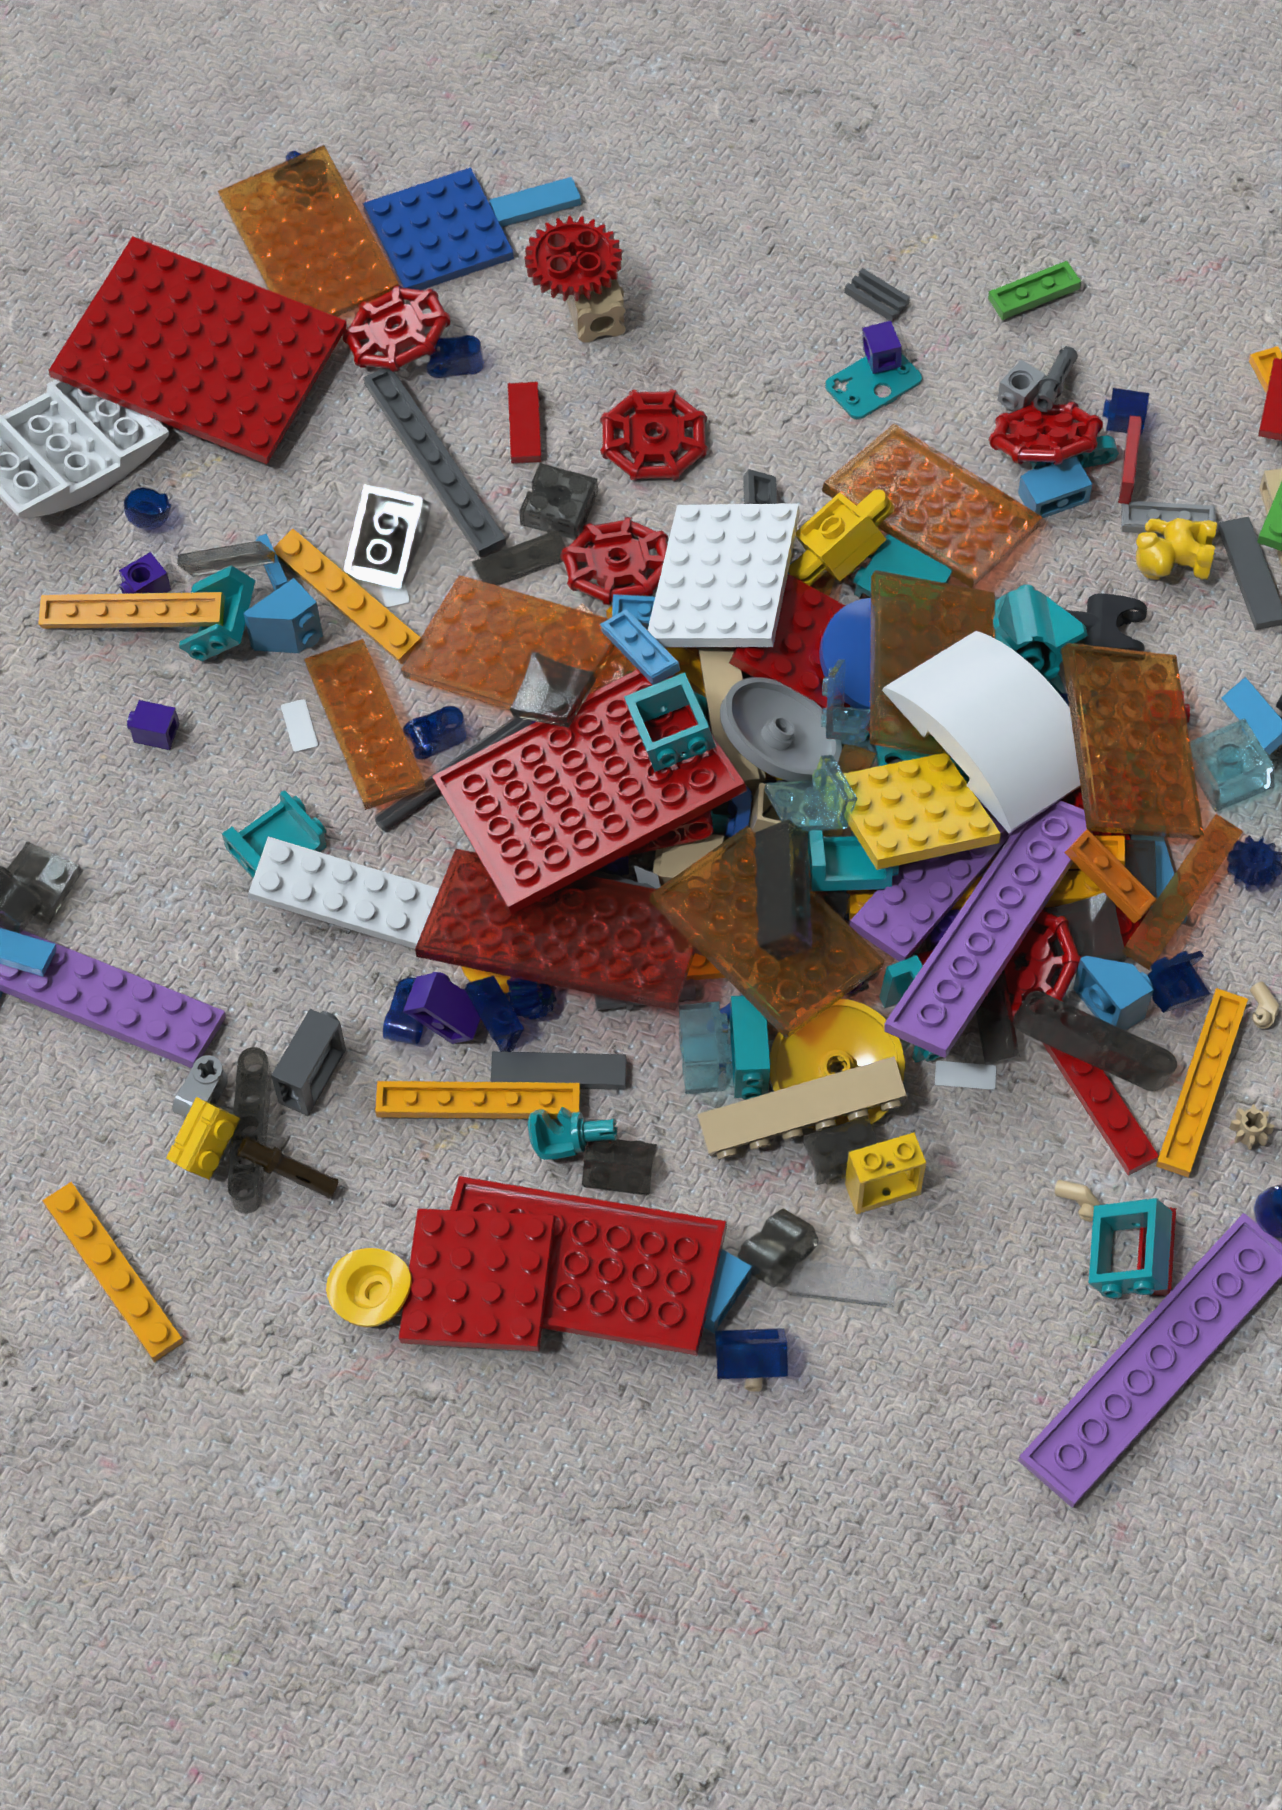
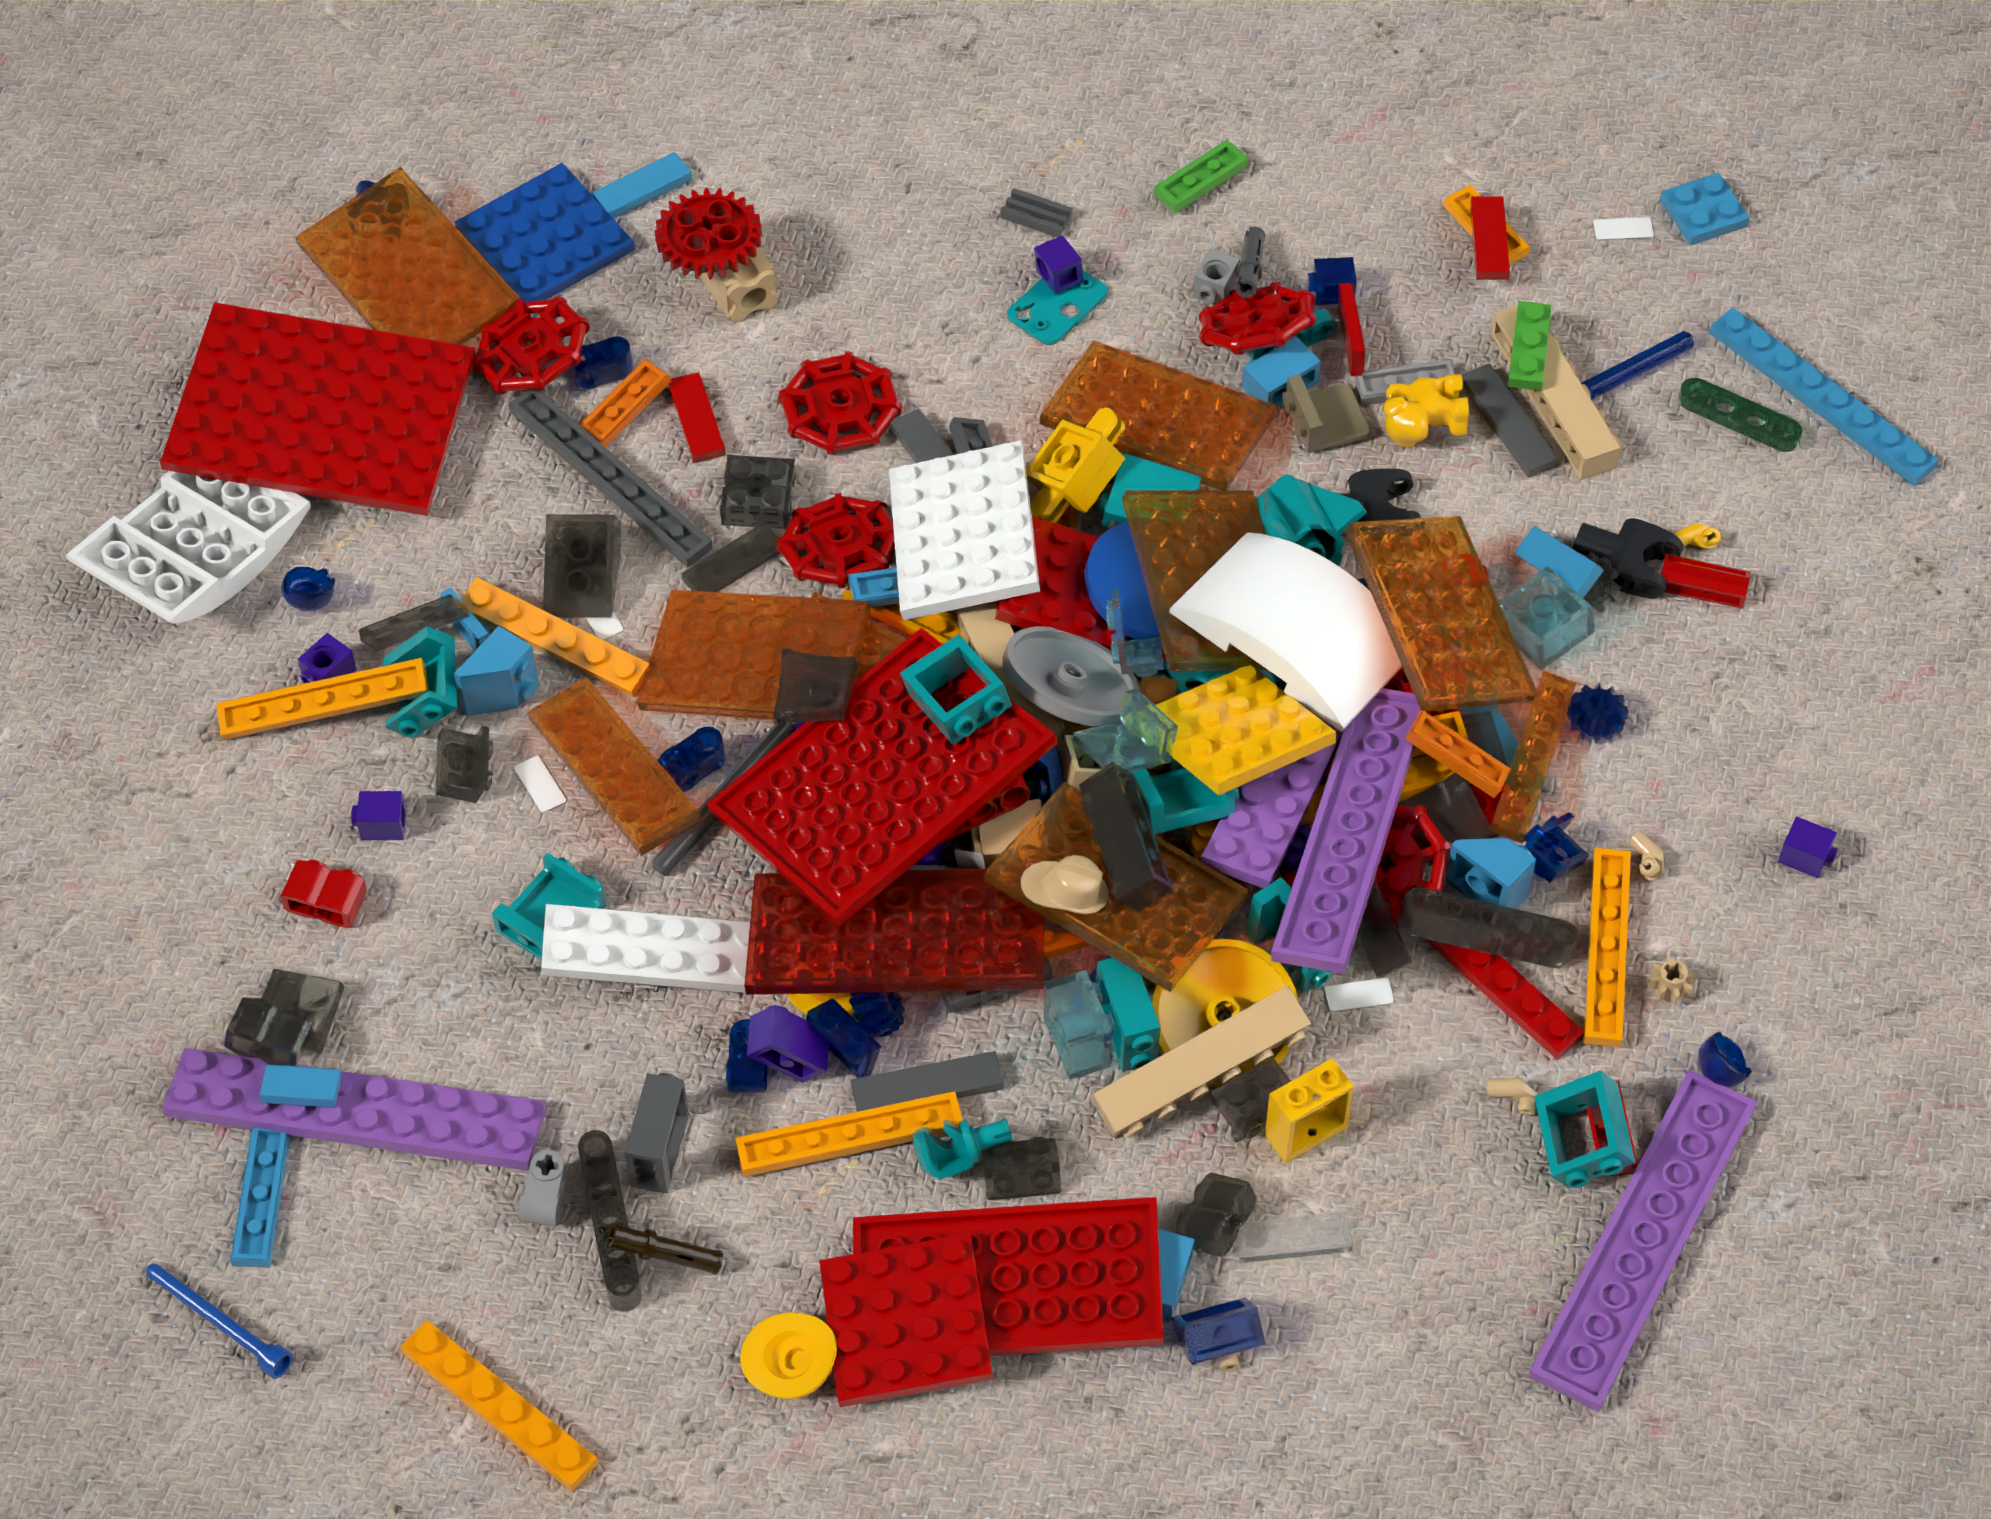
camera: 15 degrees left, 5 degrees down
(86, 783) = (324, 893): none -> red brick
(203, 1138) = (563, 1239): yellow brick -> none
(236, 694) = (463, 764): none -> clear smoke bracket
(465, 397) = (625, 402): none -> orange tile
(640, 647) = (897, 621): dark azure tile -> none
(715, 481) = (919, 437): none -> dark grey tile
(719, 922) = (1066, 885): none -> tan piece
(1083, 535) = (1324, 415): none -> dark tan bracket

